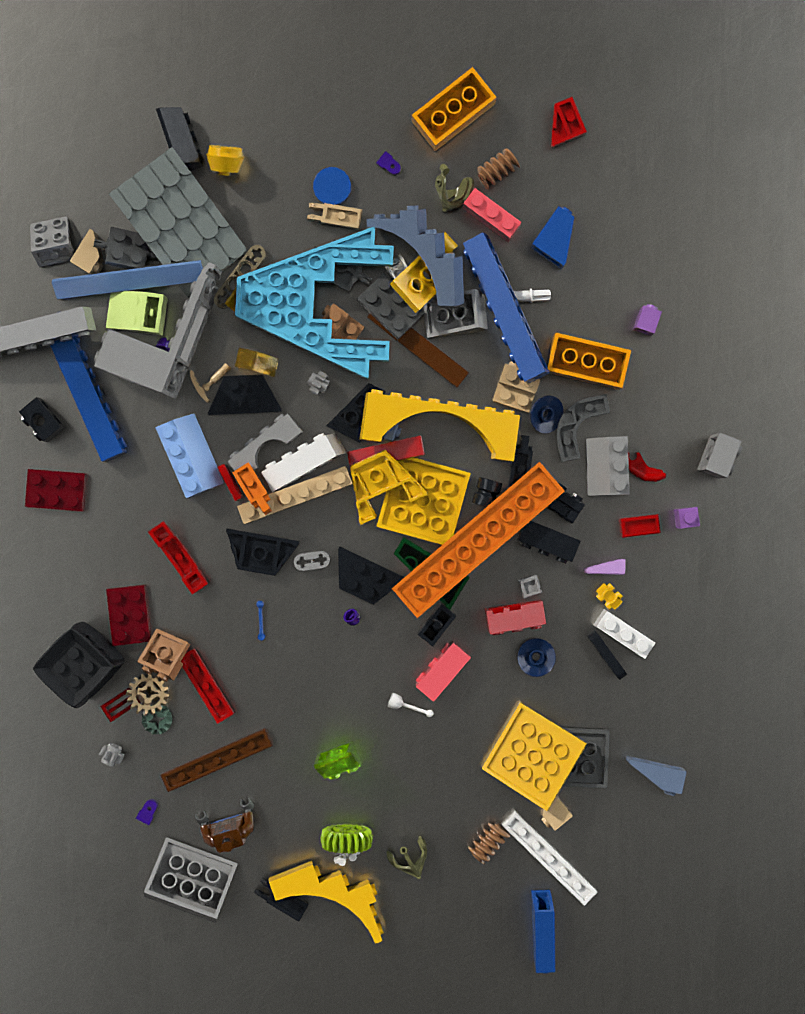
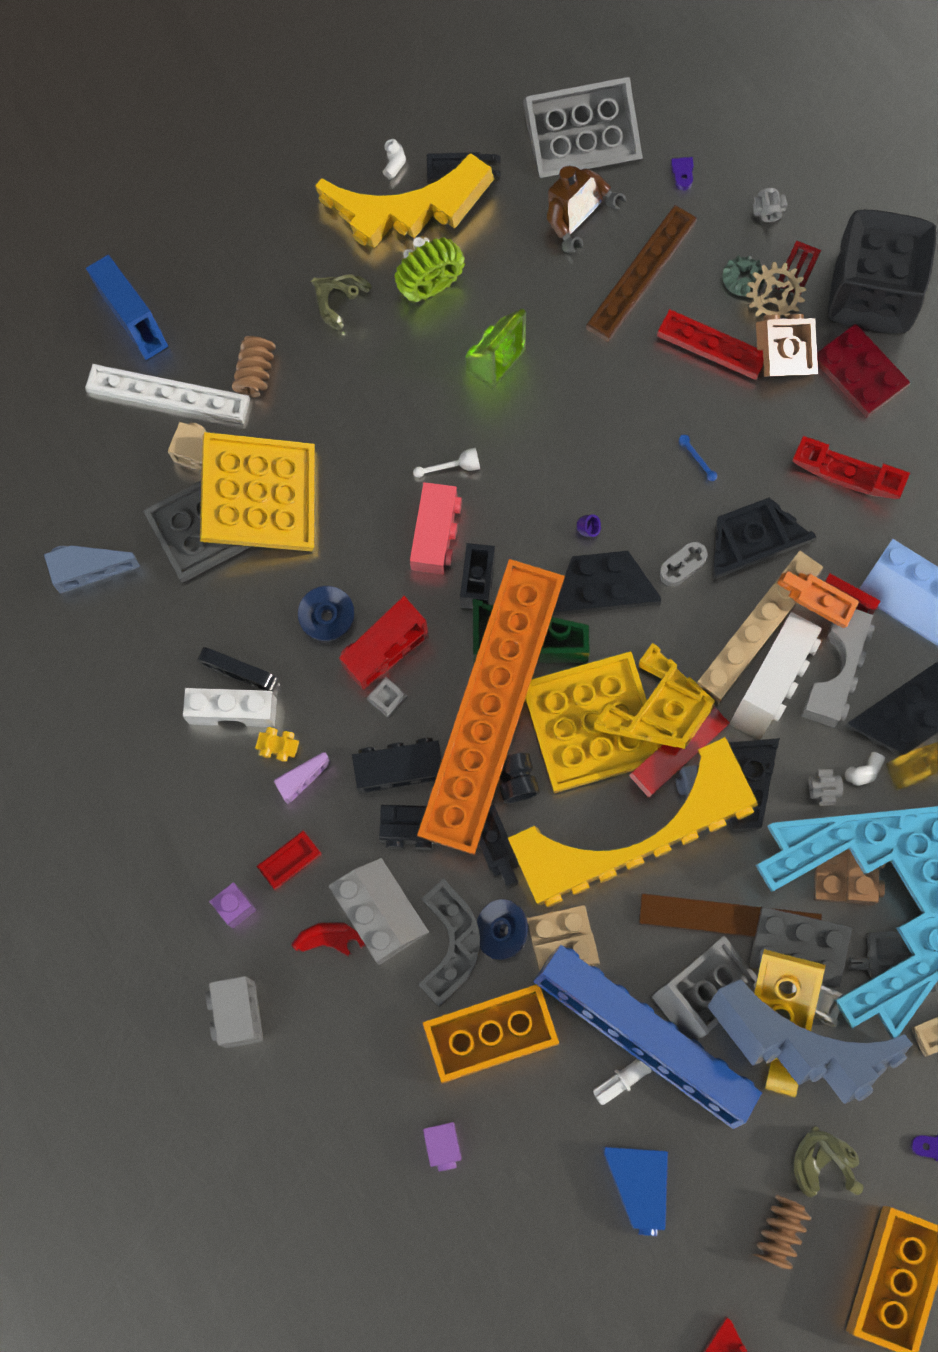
camera: 150 degrees right, 15 degrees down
(291, 377) = (867, 773): none -> white arm
(317, 933) = (396, 158): none -> white arm
(491, 215) = (748, 1159): coral brick -> none

